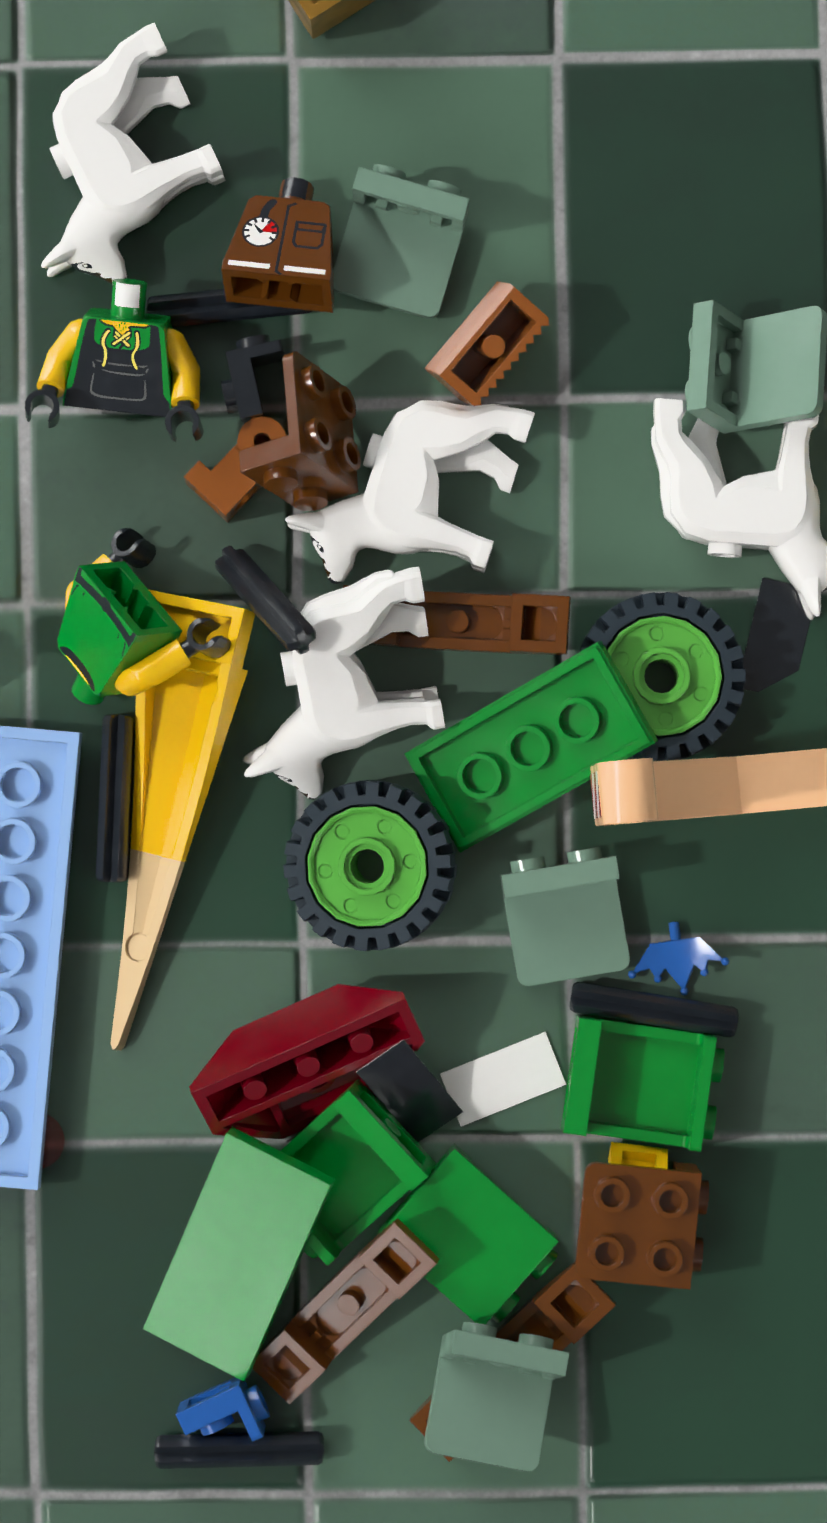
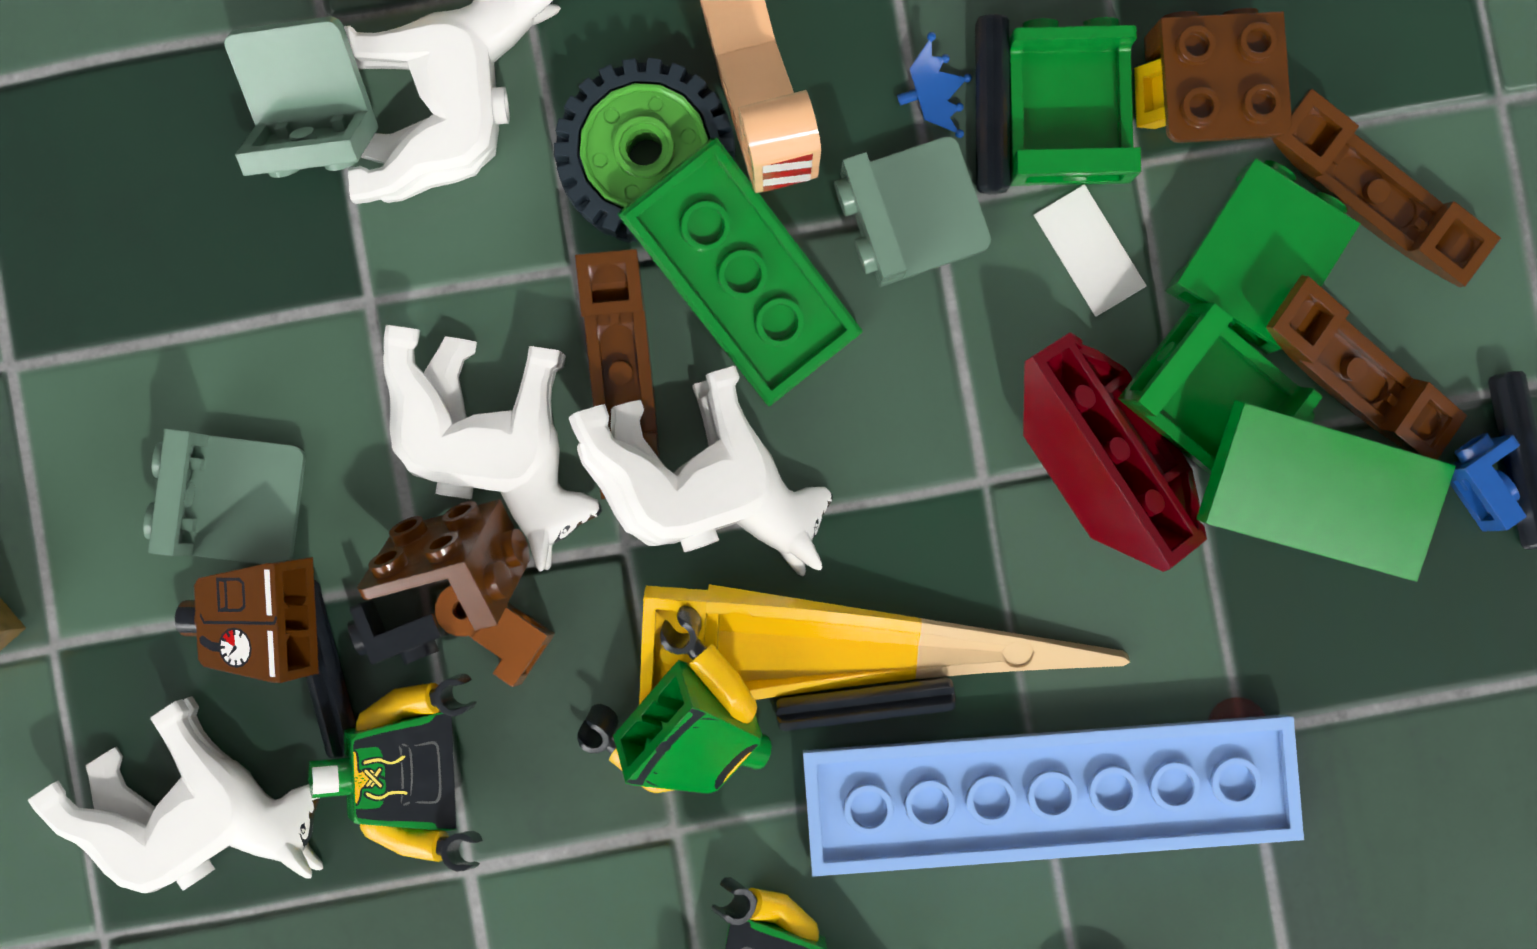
camera: 100 degrees left, 0 degrees up
(265, 600) = (631, 576): black axle -> none
(326, 873) = (940, 429): wheel -> none
(409, 1091) = (1122, 342): black sticker -> none
(487, 343) = (319, 386): dark orange brick -> none
(492, 1397) = (1432, 200): sand green bracket -> none
(775, 635) = (580, 42): black sticker -> none

